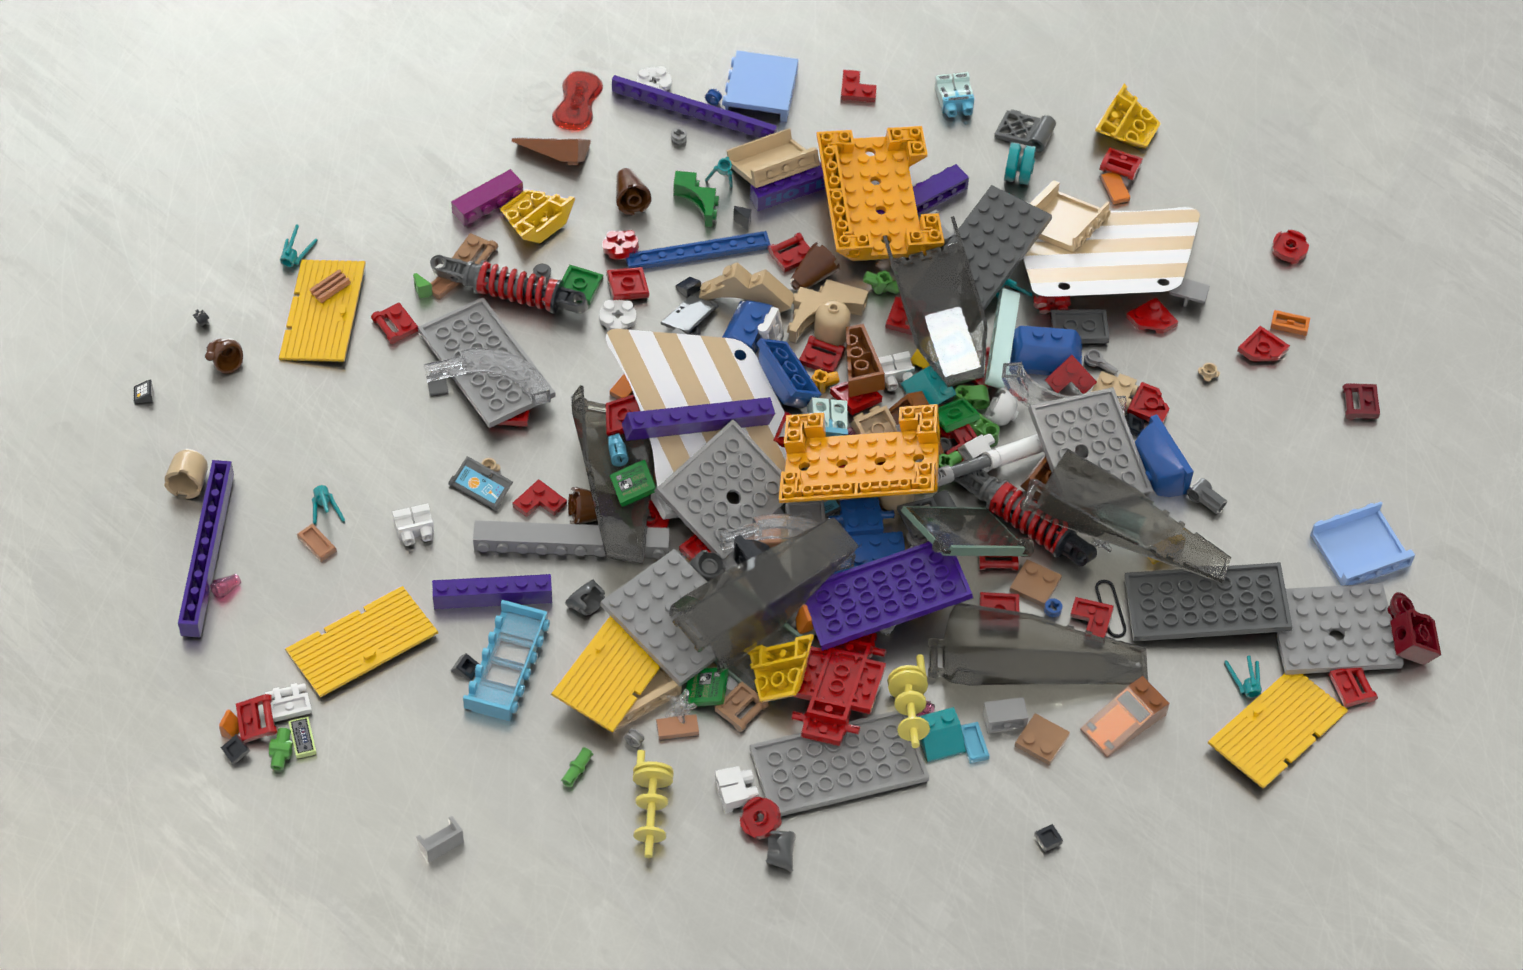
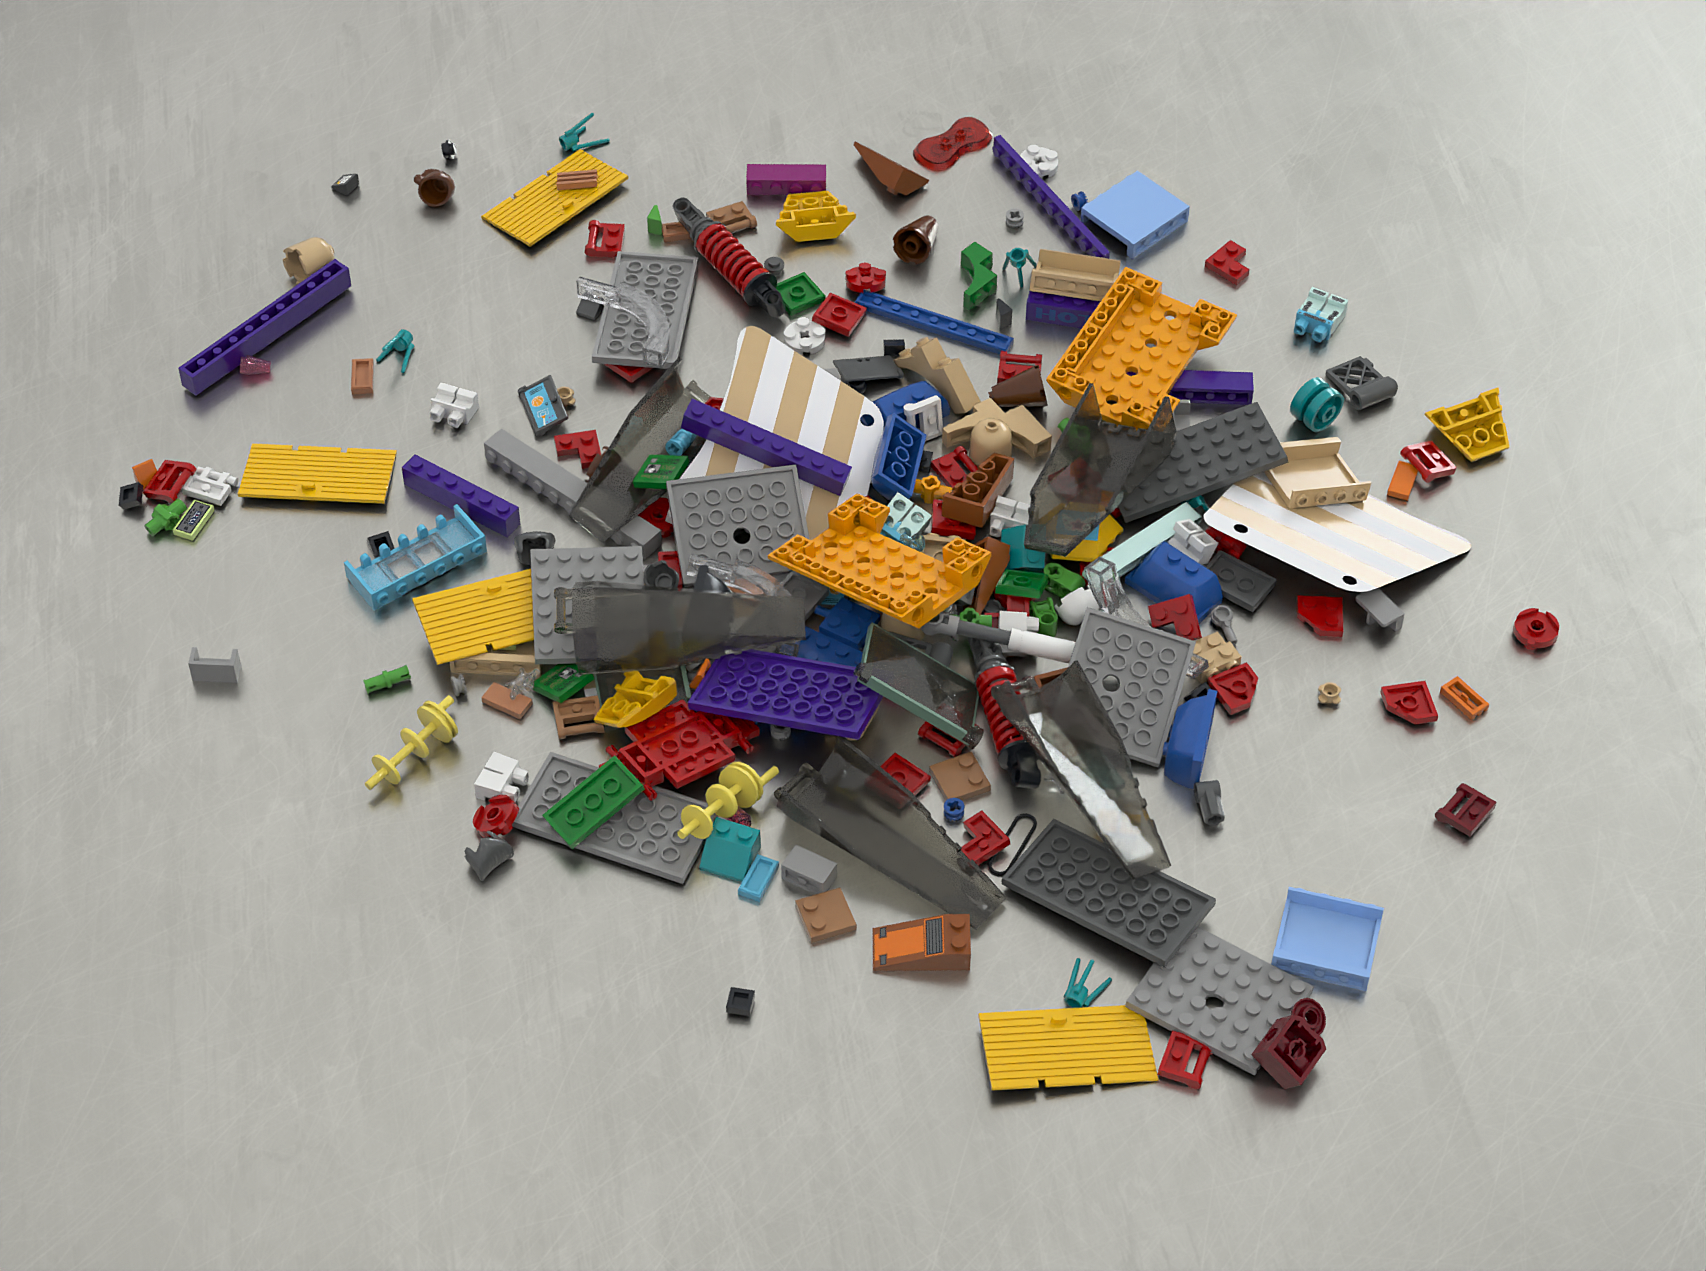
camera: 40 degrees right, 5 degrees down
(826, 761) = (593, 802): none -> green plate
(855, 427) = (916, 542): none -> clear light blue plate
(1027, 317) = (1193, 541): none -> white hips

